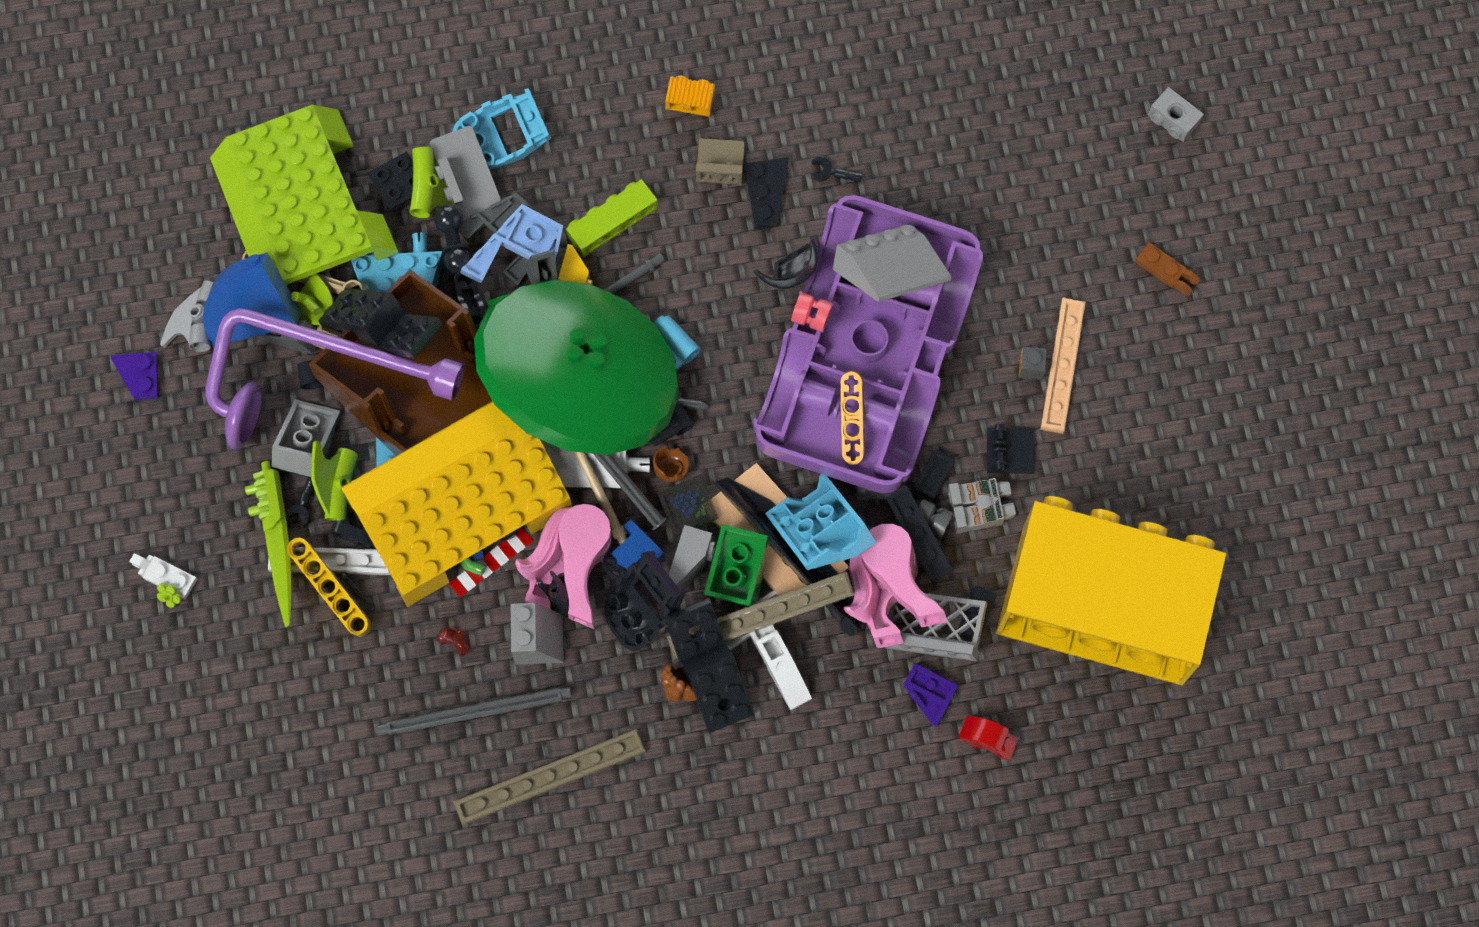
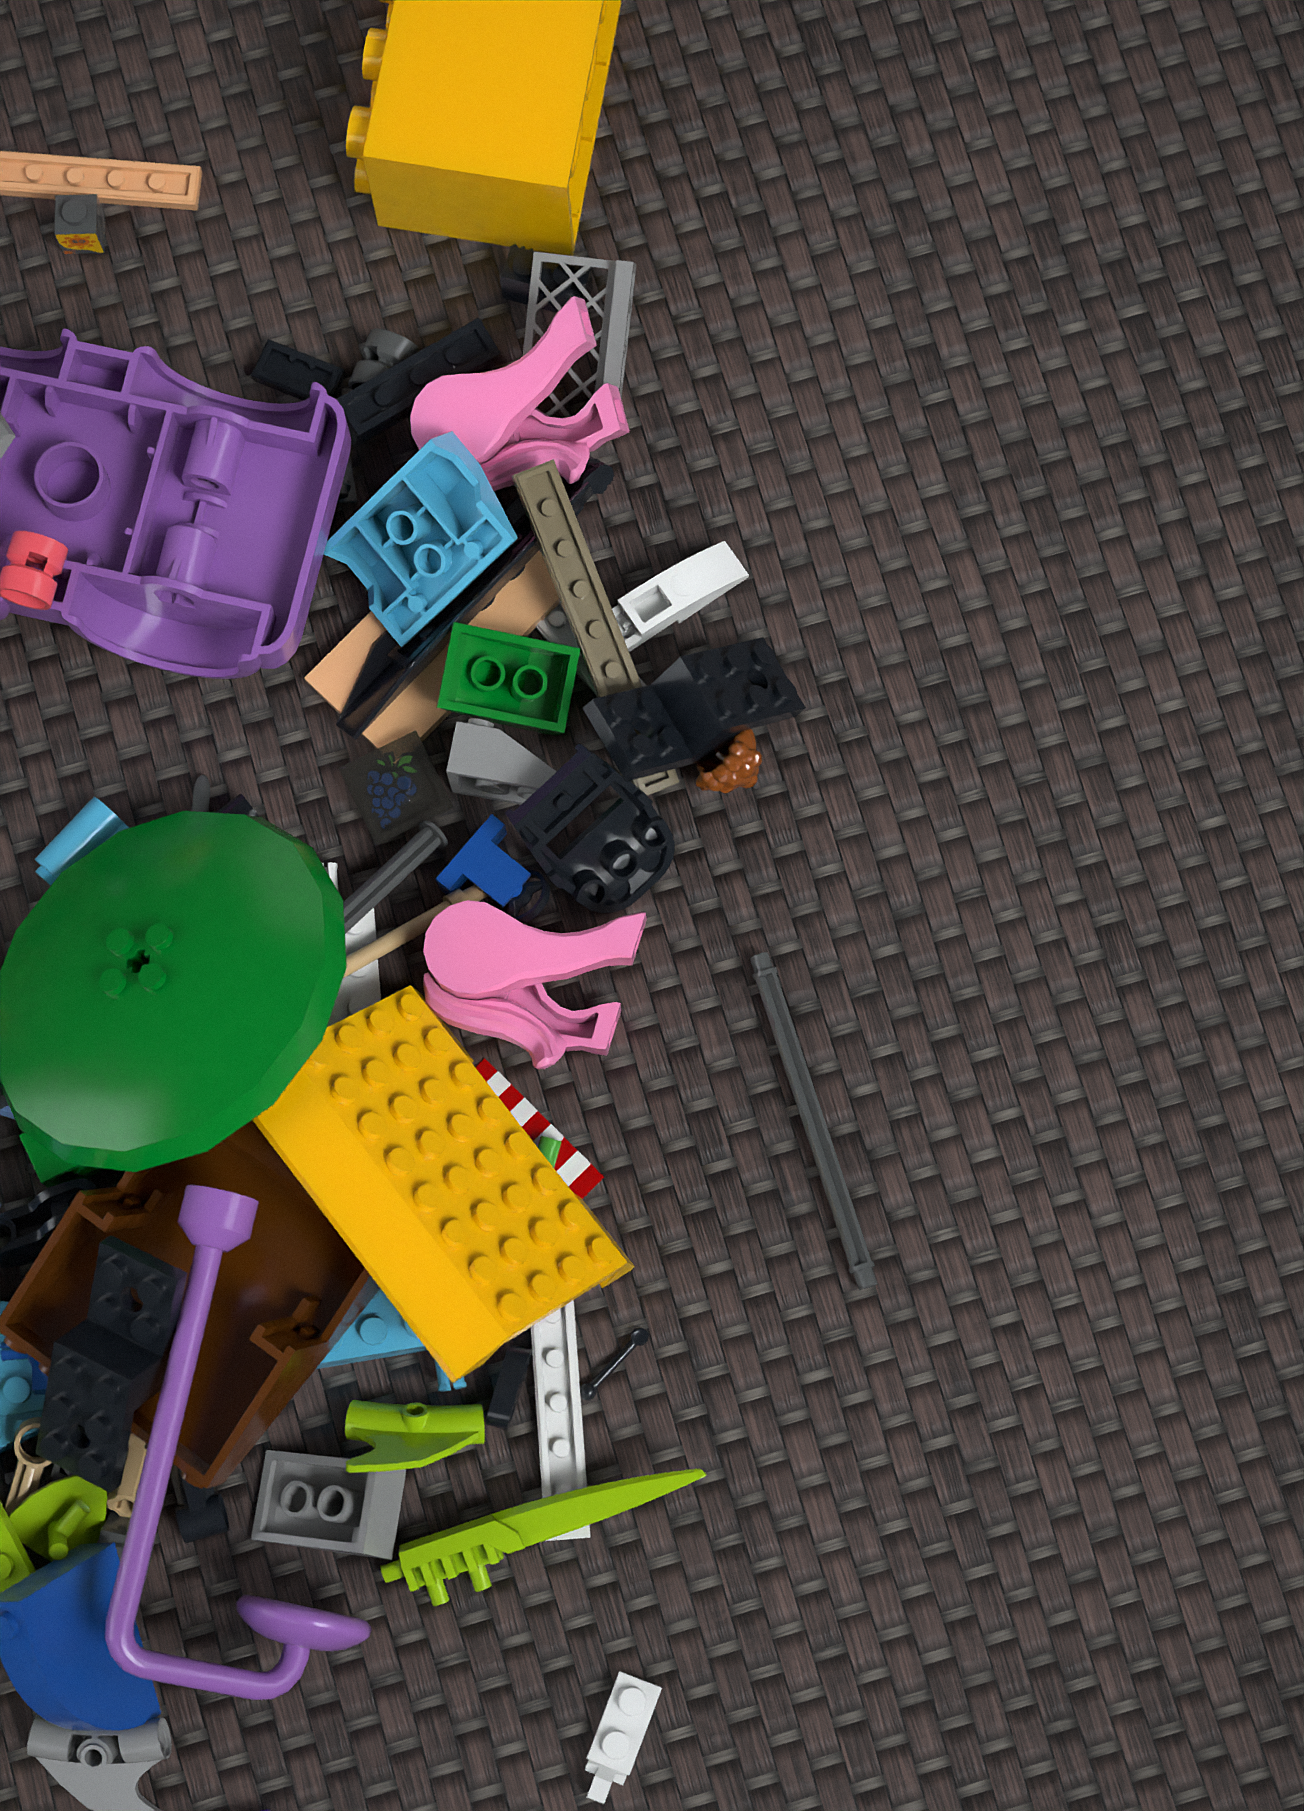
camera: 90 degrees left, 5 degrees up
(168, 594) = (659, 1717): lime plant -> none
(303, 501) = (449, 1491): black piece -> none
(319, 581) = (637, 1403): yellow beam -> none
(453, 637) = (683, 1172): clear red arm -> none
(536, 634) = (668, 1024): light grey slope -> none
(549, 777) = (915, 974): dark tan tile -> none
(556, 593) = (590, 989): black piece -> none
(670, 464) = (323, 822): dark orange hair -> none
(852, 417) = (224, 484): beam -> none
(929, 692) = (692, 349): dark purple wing -> none
(979, 504) = (342, 280): light grey hips -> none
(988, 735) = (759, 247): red brick -> none
(1010, 450) = (242, 253): black hinge -> none

